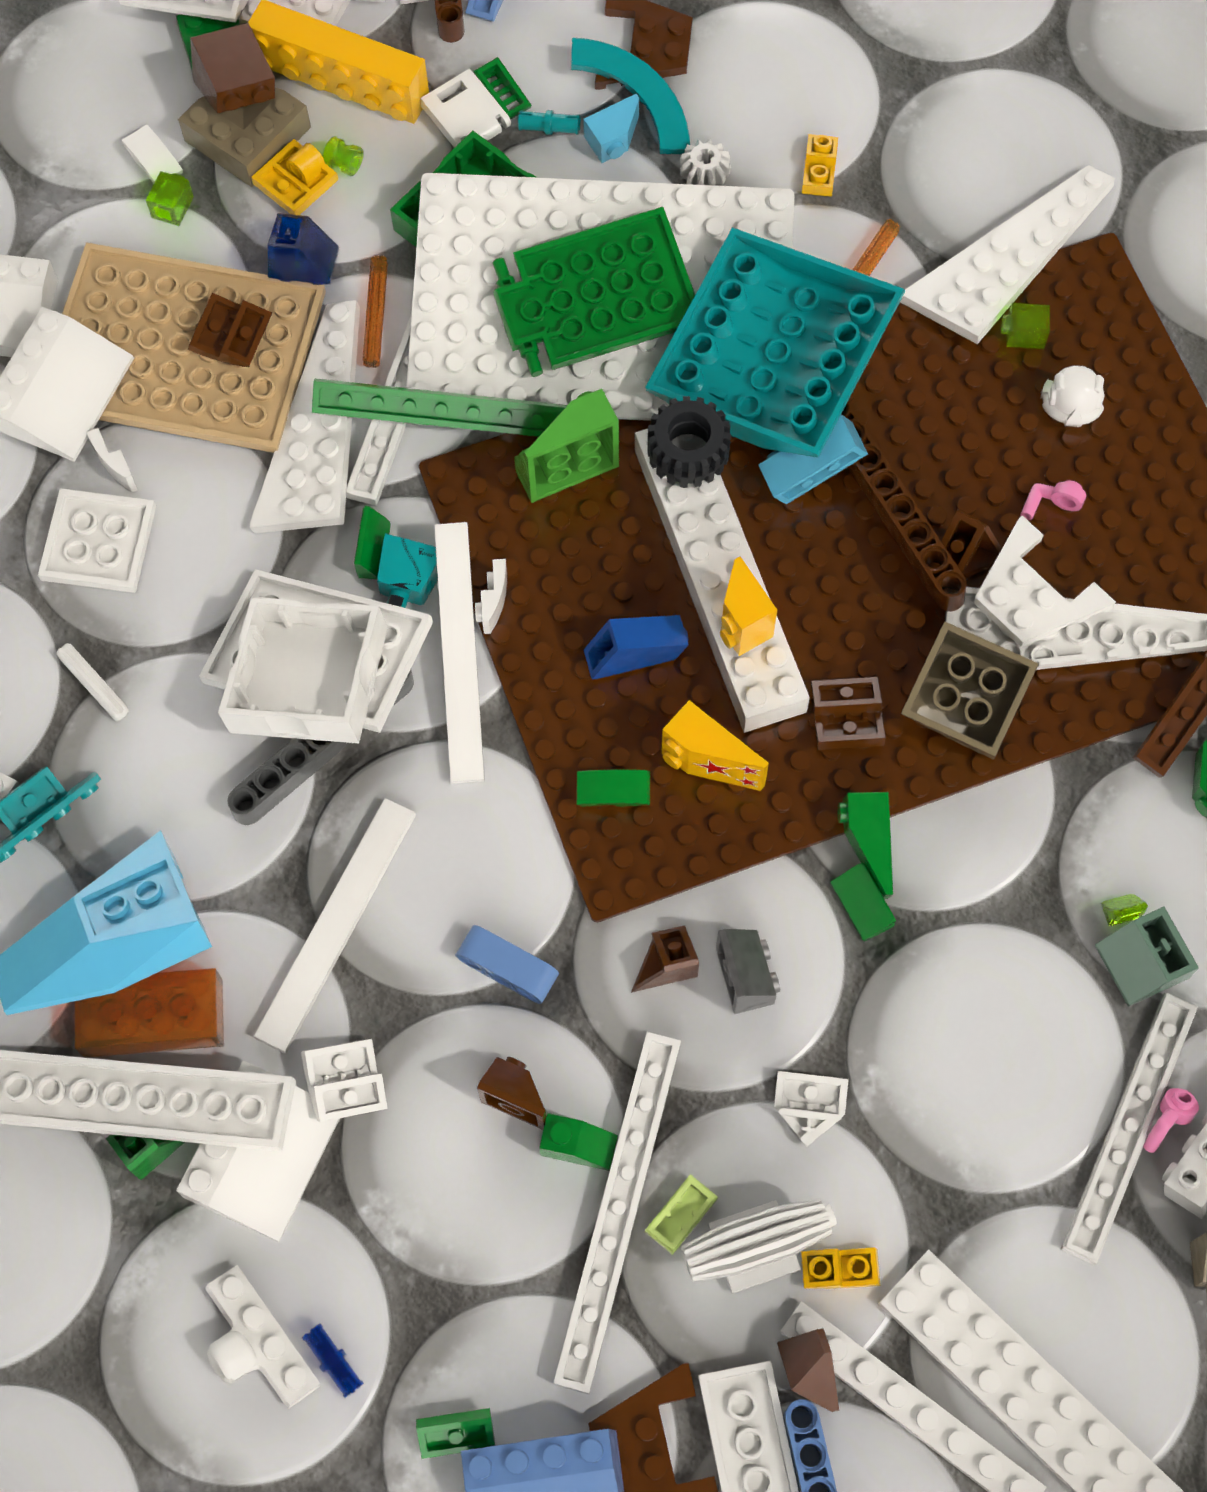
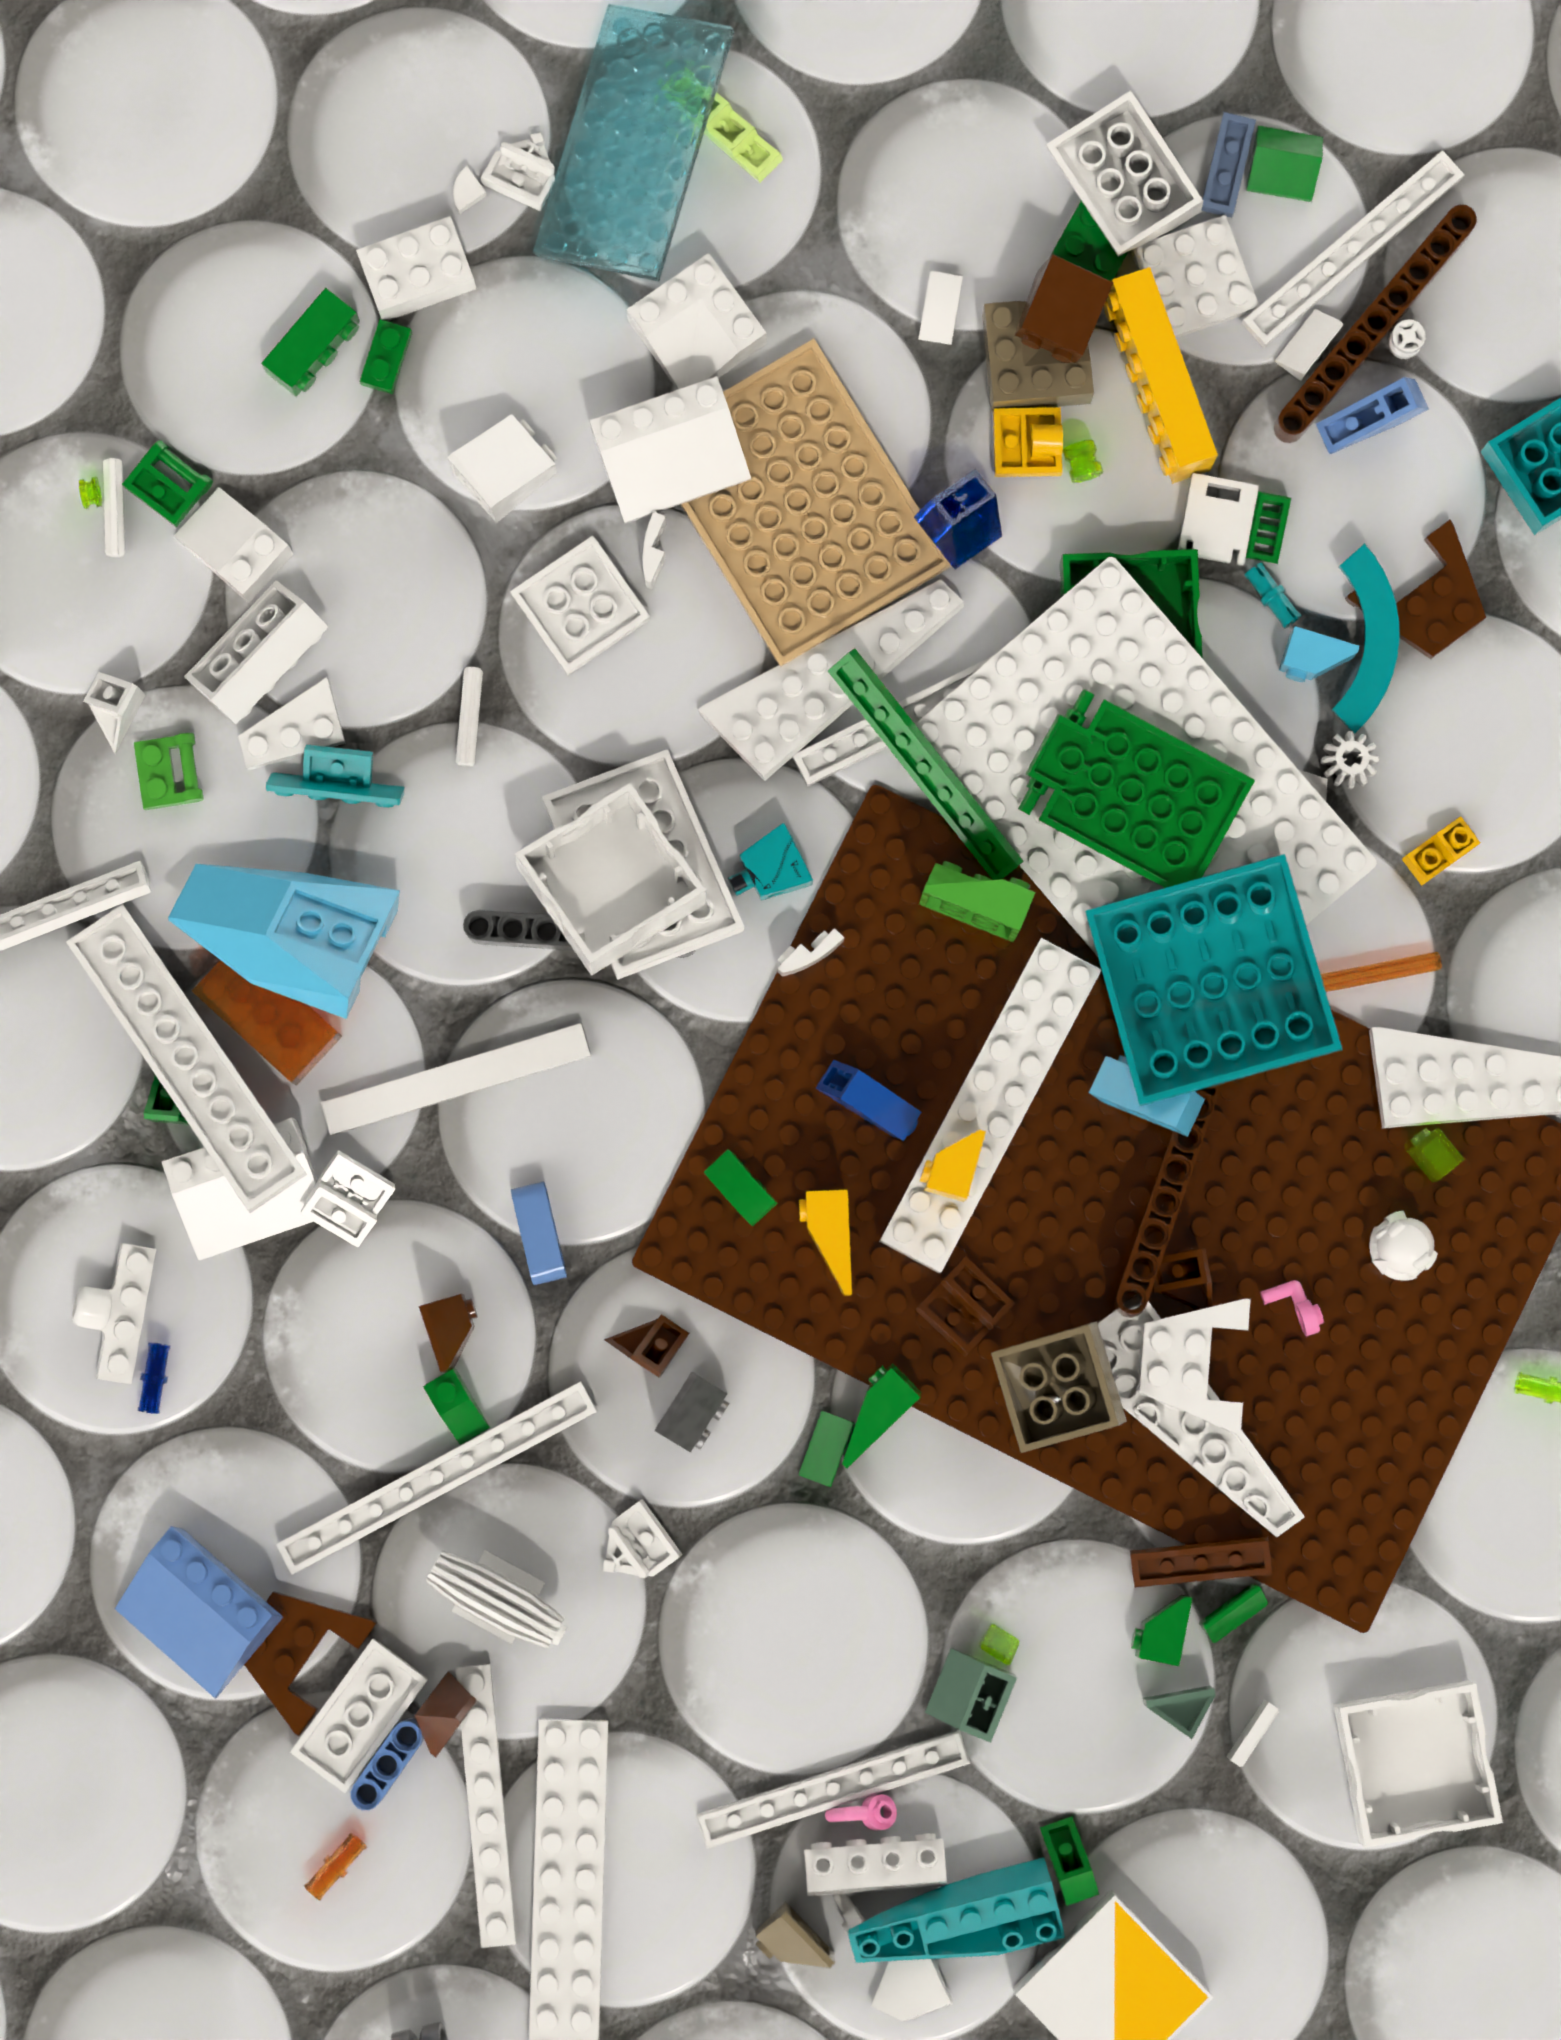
camera: 45 degrees right, 15 degrees up
(169, 198) = (916, 362): clear neon green brick -> none
(230, 331) = (842, 532): reddish brown slope -> none
(370, 543) = (776, 811): green slope -> none
(375, 311) = (971, 622): clear orange axle -> none
(455, 1433) = (183, 1508): green plate -> none
(459, 653) = (742, 969): white tile -> none
(681, 1214) = (473, 1525): yellowish green plate -> none
(694, 419) = (1082, 972): black tyre -> none
(840, 1268) = (539, 1672): yellow slope -> none

